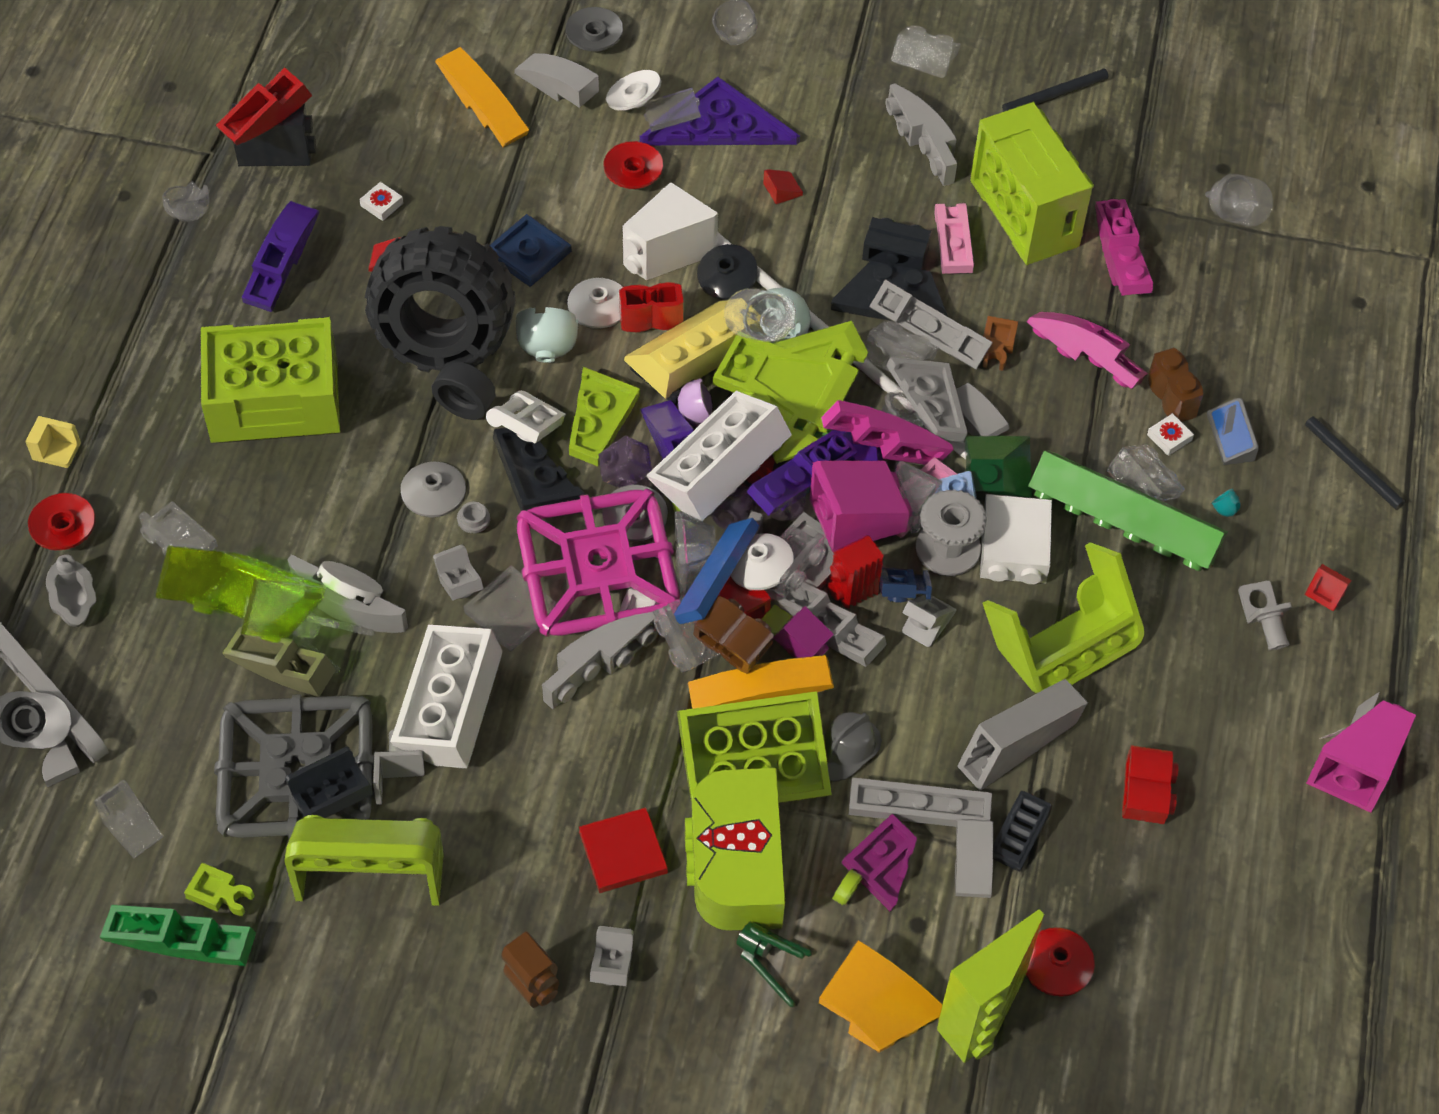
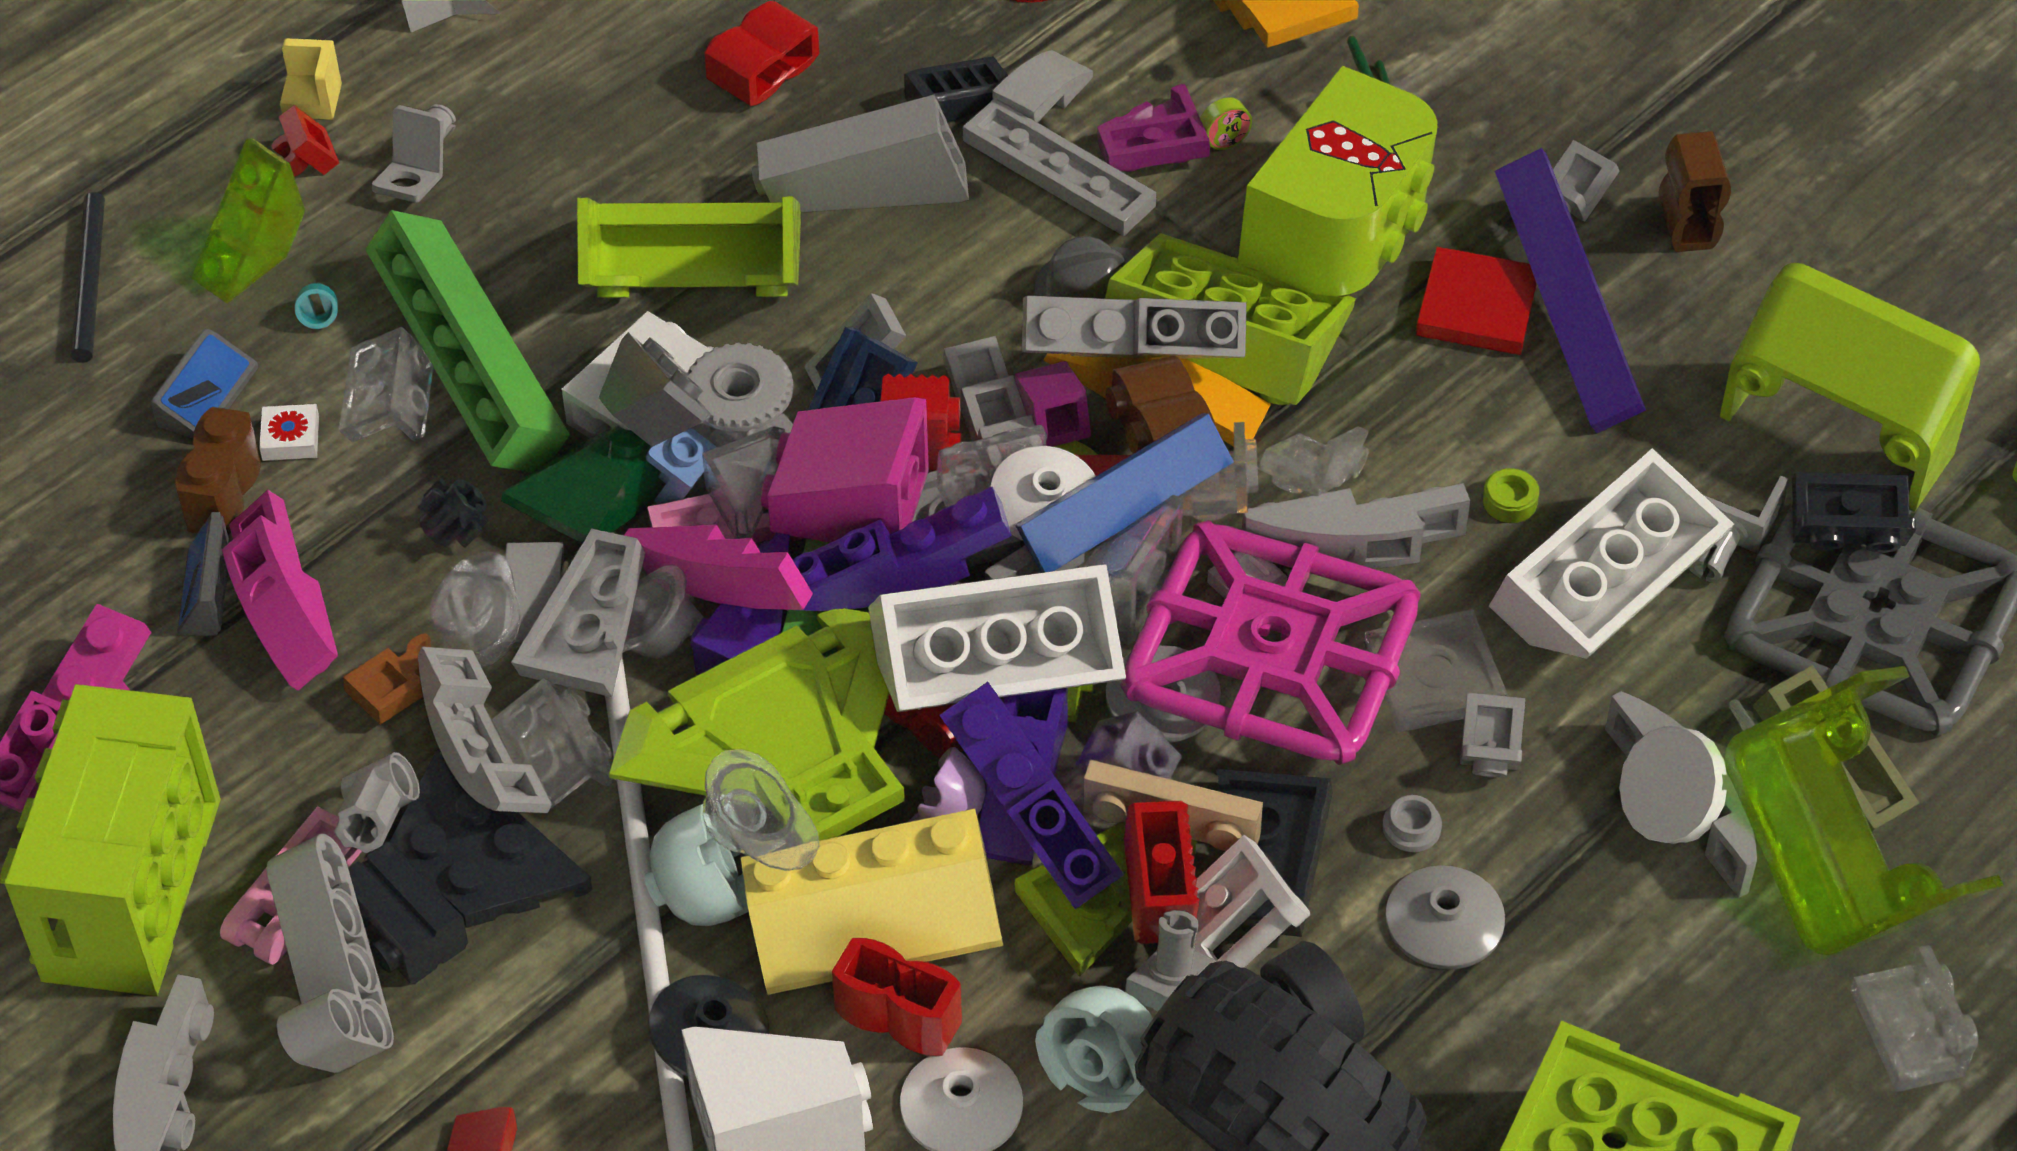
camera: 145 degrees left, 5 degrees down
(530, 731) = (1510, 495): none -> lime tile
(534, 373) = (1170, 963): none -> light grey bracket
(567, 398) = (1159, 865): none -> red brick
(571, 867) = (1570, 291): none -> dark purple tile
(582, 439) = (1213, 815): none -> tan plate
(641, 668) = (1315, 467): none -> clear bracket
(643, 405) = (1031, 795): none -> dark purple slope
(775, 673) = (1133, 327): none -> light grey slope
(874, 188) = (334, 970): none -> light grey beam
(951, 280) = (373, 800): none -> light grey piece
(994, 486) = (651, 392): none -> dark grey slope
(995, 386) = (477, 607): none -> clear piece
(1055, 424) = (452, 512): none -> black gear
(1137, 350) = (204, 580): none -> dark grey slope
(1297, 514) = (252, 223): none -> clear neon green slope
(1365, 627) = (311, 78): none -> light yellow panel

